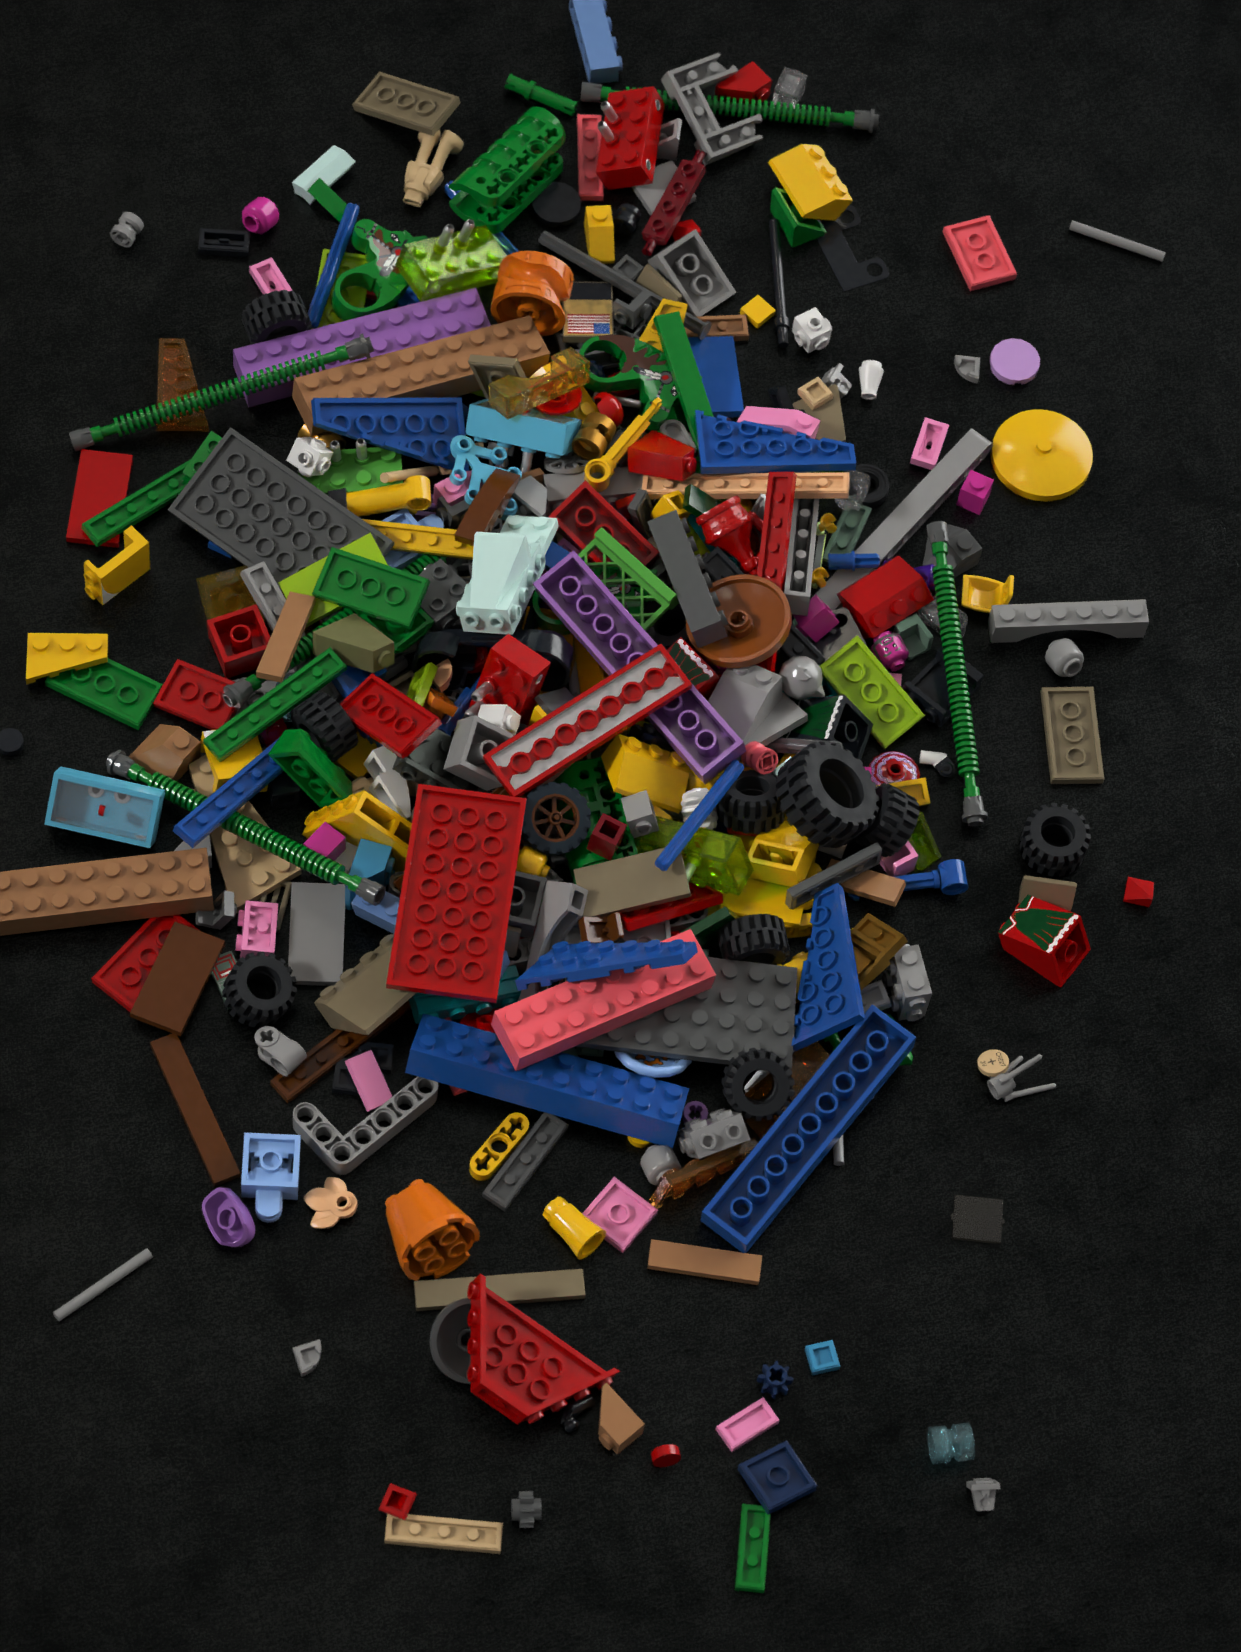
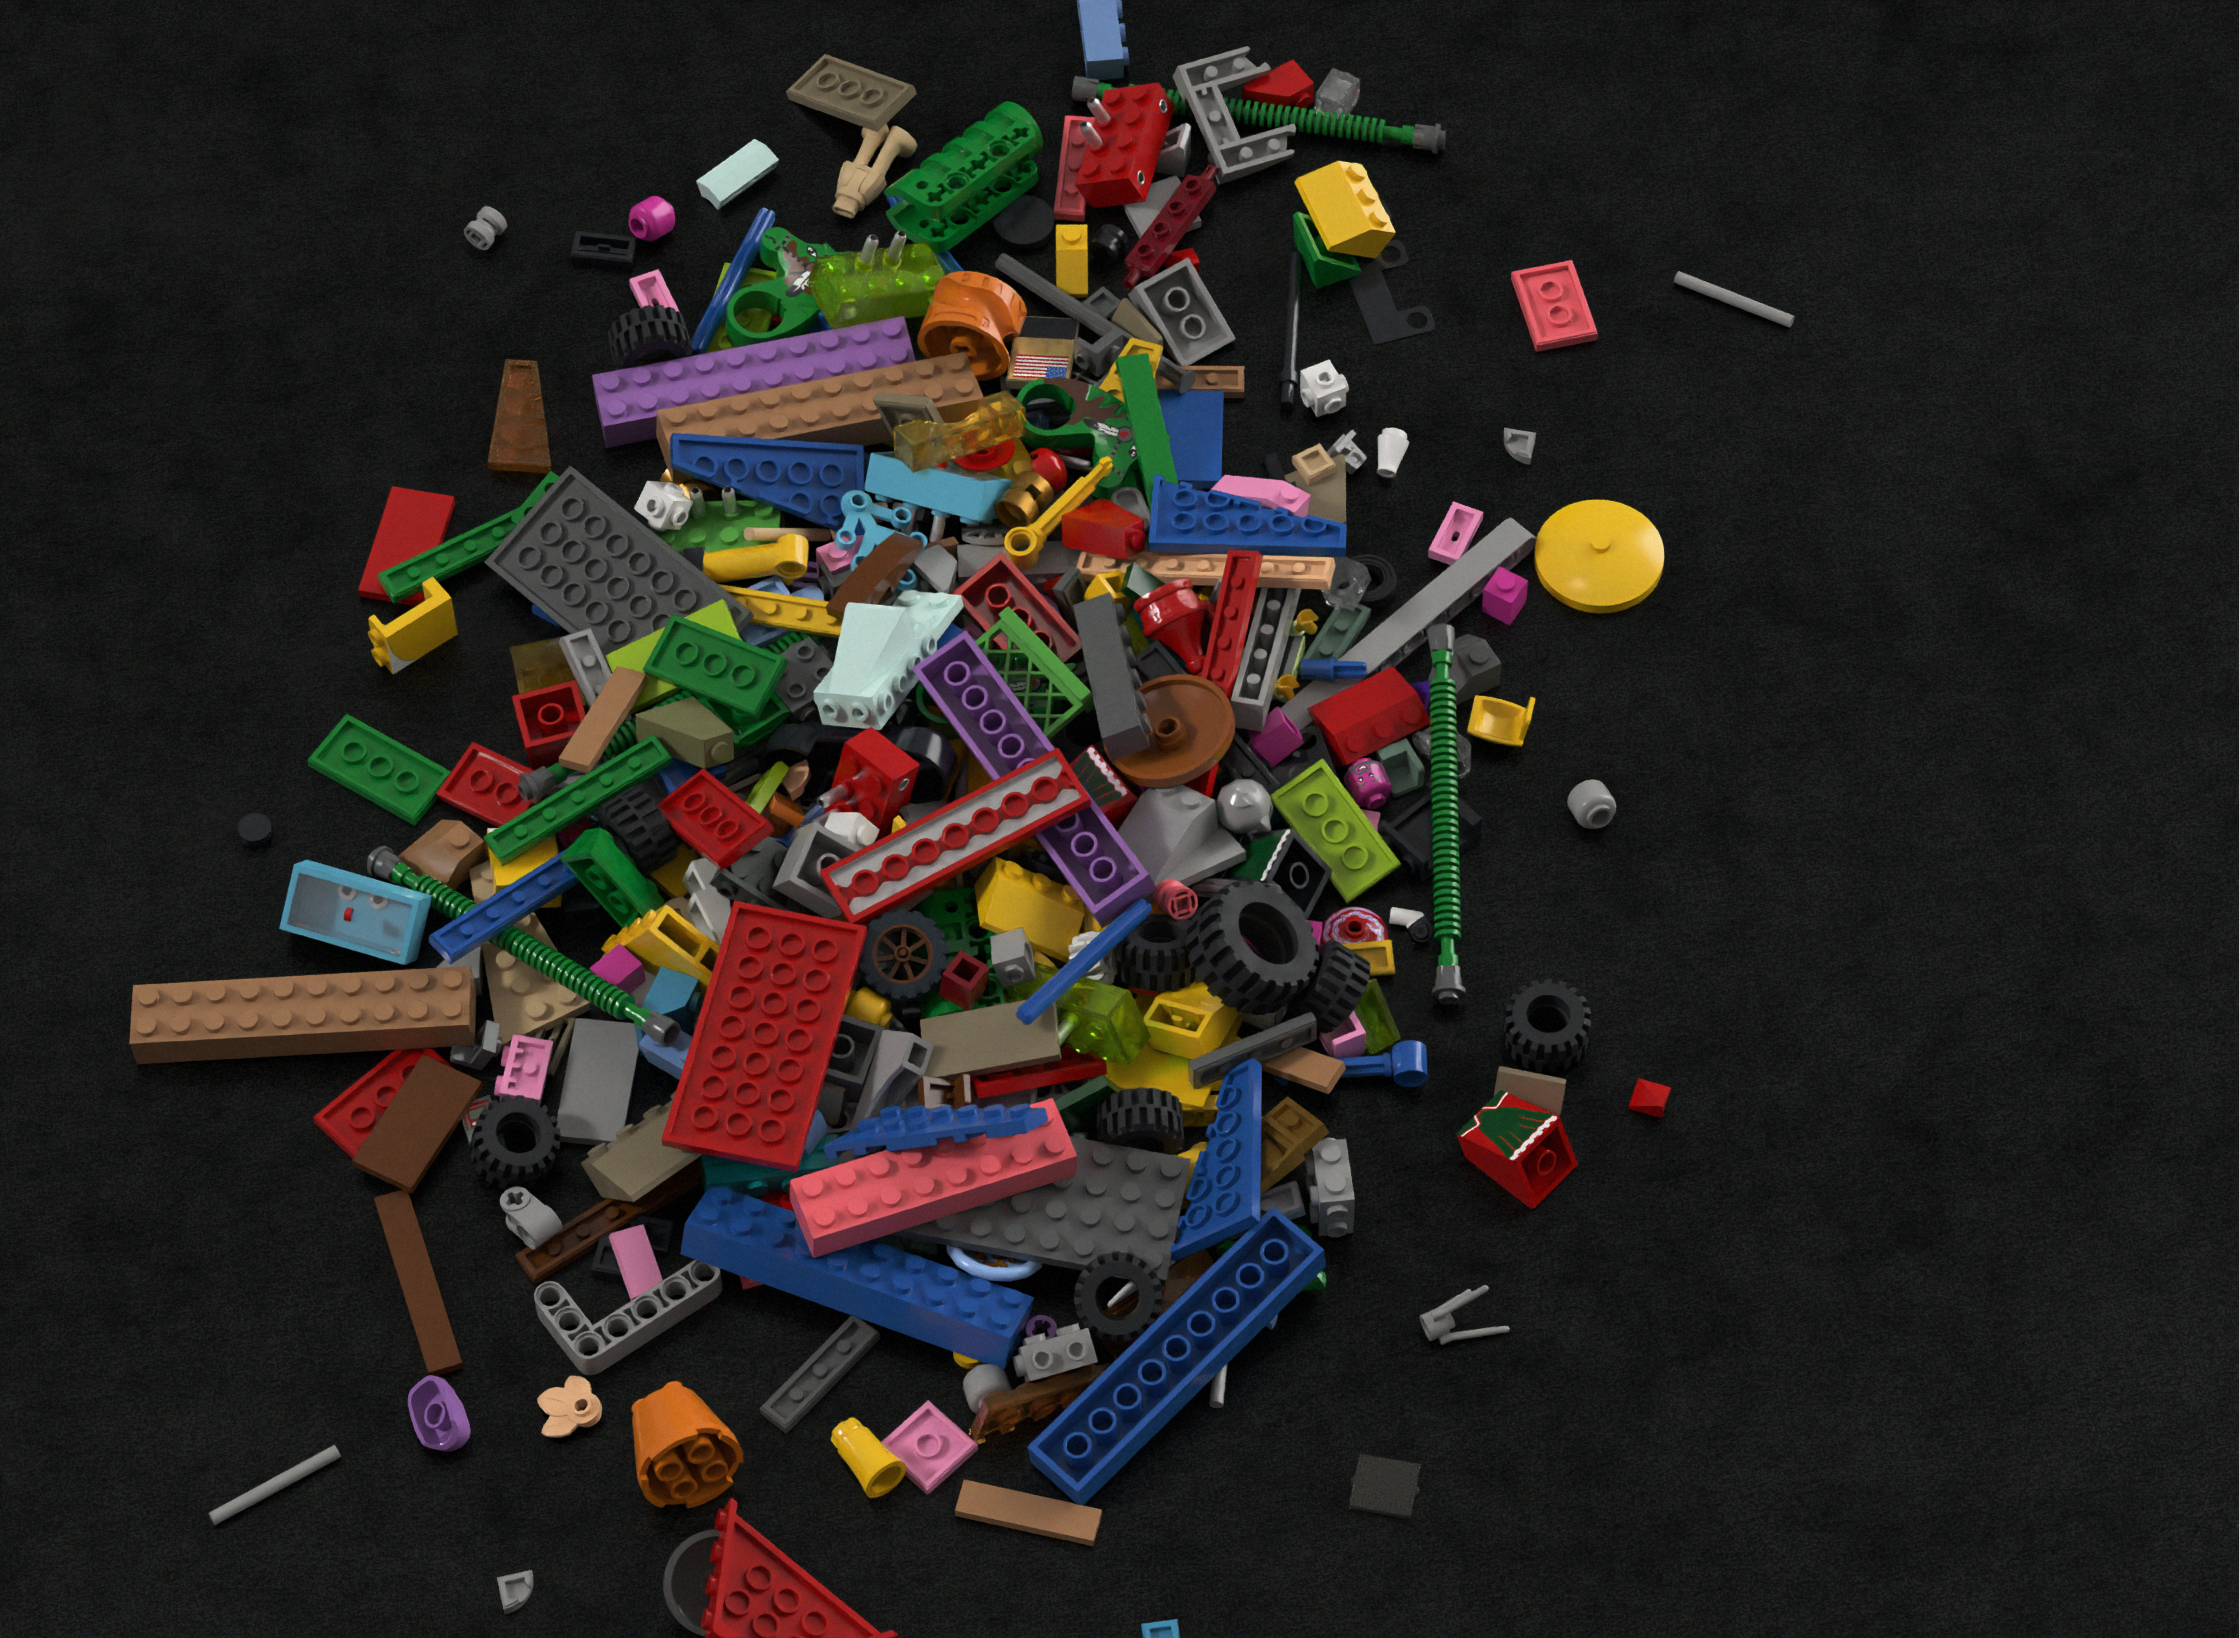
camera: 15 degrees right, 5 degrees down
(59, 652) = (327, 726): yellow wing -> none
(270, 1175) = (497, 1362): light blue brick -> none
(328, 198) = (737, 201): green sticker -> none
(352, 350) = (735, 380): green hose -> none
(492, 1165) = (791, 1338): yellow beam -> none
(511, 1287) = (778, 1526): dark tan tile -> none
(540, 94) = (1012, 85): green pin -> none
(757, 311) = (1260, 363): yellow tile -> none
(993, 1063) = (1430, 1294): tan piece -> none
(1014, 361) = (1580, 440): lavender tile -> none
(1022, 621) = (1661, 758): light grey arch -> none
(1072, 735) = (1590, 901): dark tan tile -> none

